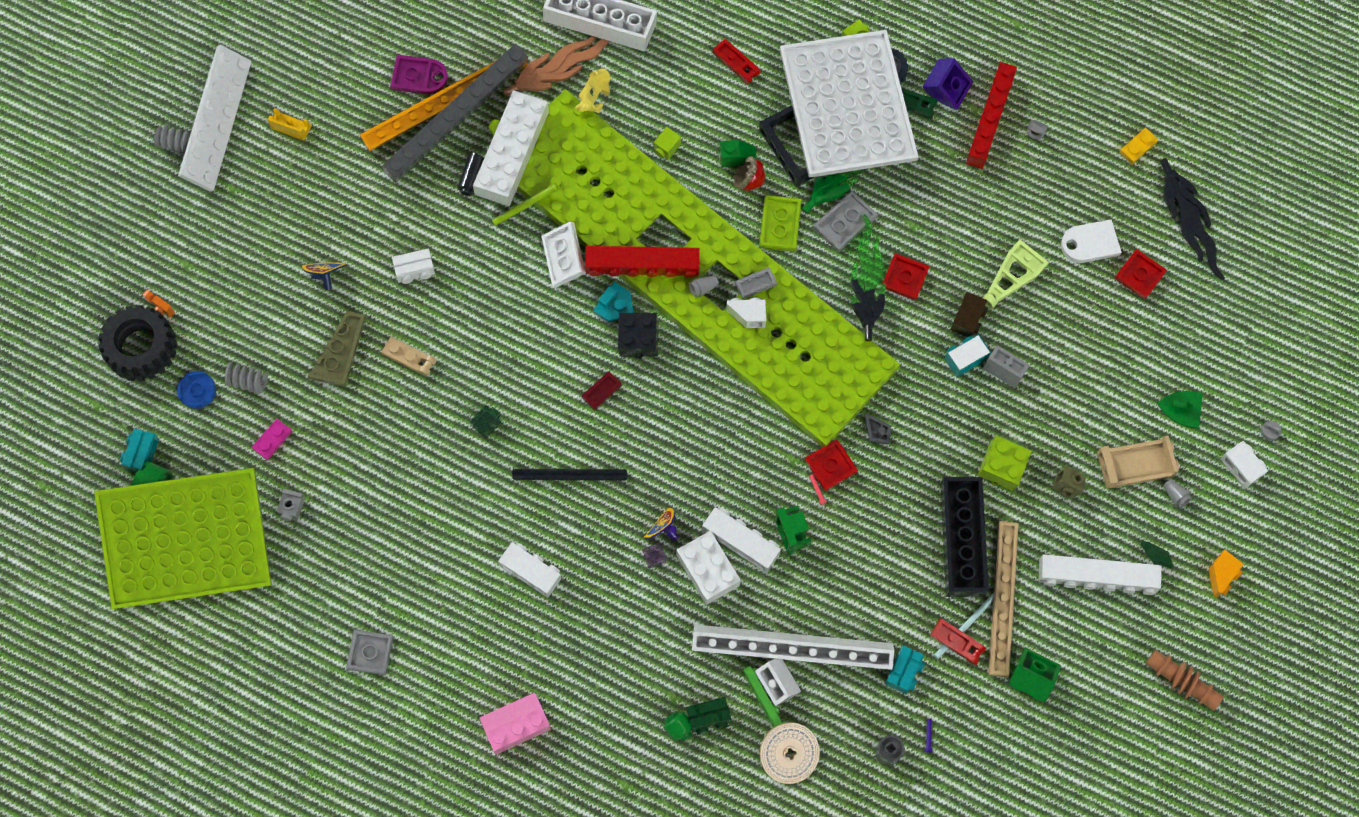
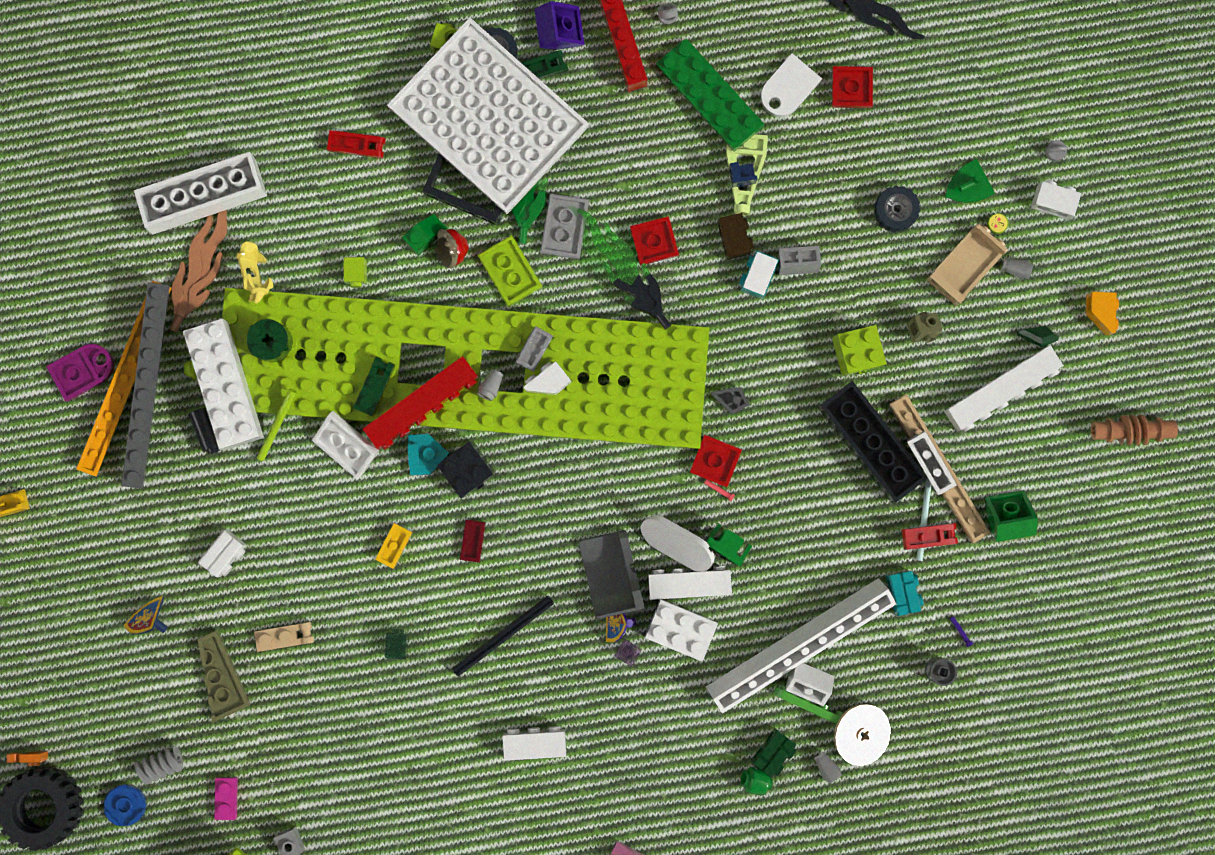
camera: 40 degrees left, 15 degrees up
(541, 350) = (394, 545): none -> yellow plate
(568, 141) = (260, 333): none -> dark green brick
(617, 227) = (374, 387): none -> dark green plate
(687, 485) = (609, 574): none -> dark grey panel
(742, 760) = (827, 768): none -> light grey cone
(755, 498) = (677, 543): none -> white tile
(1000, 582) = (931, 462): none -> white brick
(1007, 274) = (742, 174): none -> dark blue panel
(1026, 205) = (710, 95): none -> green plate
(1115, 374) = (907, 213): none -> black wheel
(1184, 450) = (997, 223): none -> light yellow tile

